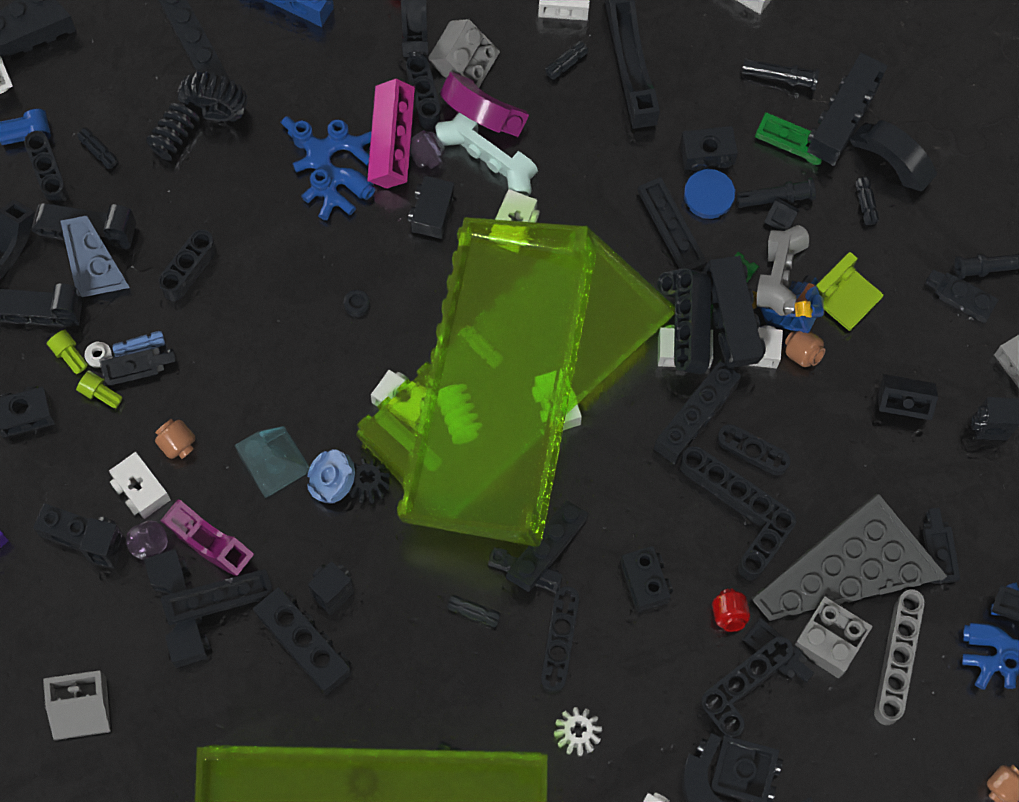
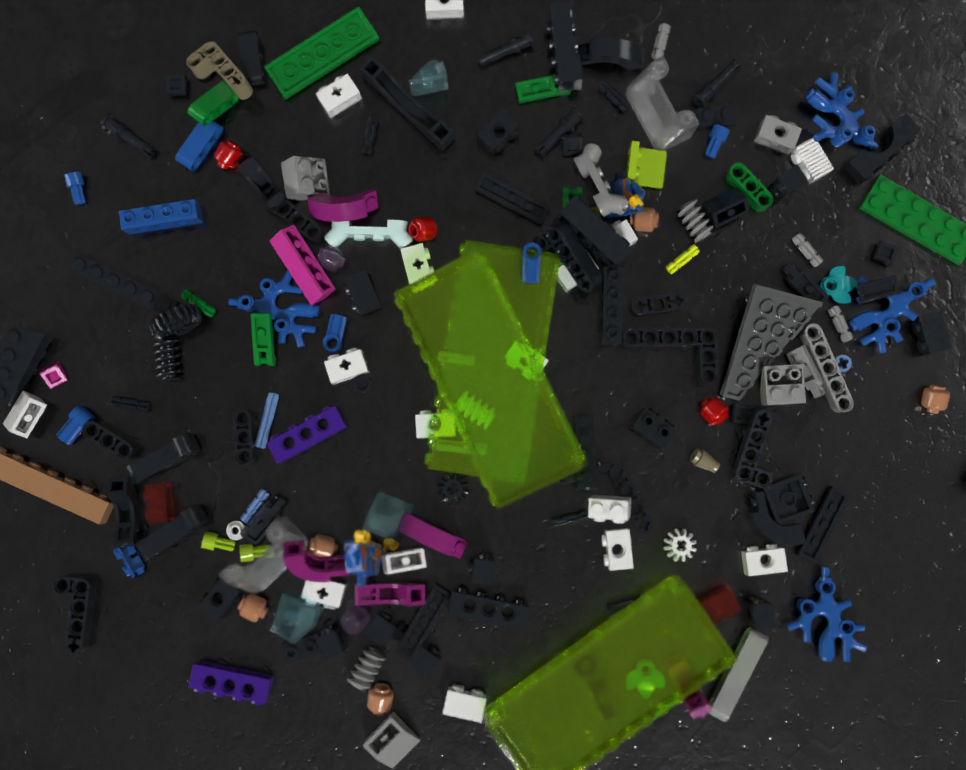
camera: 30 degrees left, 15 degrees up
(42, 265) = (159, 503): none -> clear red brick
(43, 65) = (53, 374): none -> dark pink slope
(48, 446) = (253, 607): none -> nougat head
(85, 491) = (295, 618): none -> clear light blue slope
(89, 259) = (184, 478): sand blue wing -> none
(103, 649) = (380, 699): none -> nougat head
(108, 409) = (259, 575): none -> clear windscreen
(115, 603) = (367, 669): none -> light grey piece
(145, 442) = (309, 566): none -> magenta arch
(191, 723) = (465, 703): none -> white brick
(212, 477) = (364, 556): none -> torso
(224, 266) = (266, 421): none -> medium blue axle
(251, 513) = (403, 560): none -> white brick
(253, 104) = (201, 304): none -> green axle
(265, 319) = (335, 424): none -> dark purple brick
(288, 179) = (263, 339): none -> green plate
(306, 514) = (432, 536): none -> magenta arch
(331, 476) = (430, 503): medium blue tile -> none
(346, 259) = (338, 374): none -> white brick
(370, 227) = (335, 332): none -> blue piece
(500, 699) = (624, 558): none -> white brick
(528, 626) = (609, 507): none -> white brick
(549, 188) = (423, 228): none -> red head
(636, 293) = (531, 266): none -> blue piece
(672, 46) = (429, 79): none -> clear light blue slope
(678, 658) = (703, 460): none -> dark tan cone
(709, 193) = (518, 160): blue tile -> none
(817, 421) = (682, 259): none -> neon yellow axle
(860, 388) = (695, 220): none -> light grey piece
(874, 649) = (812, 377): none -> light grey hinge
(899, 266) = (655, 111): none -> clear windscreen
(928, 673) = (847, 365): none -> medium blue bush
(951, 408) = (747, 177): none -> green beam
(953, 621) = (840, 323): none -> light grey axle
(954, 318) = (718, 135): none -> blue piece
(961, 180) = (661, 41): none -> light grey axle
(972, 512) = (808, 251): none -> light grey axle
(985, 577) = (840, 285): none -> teal plate

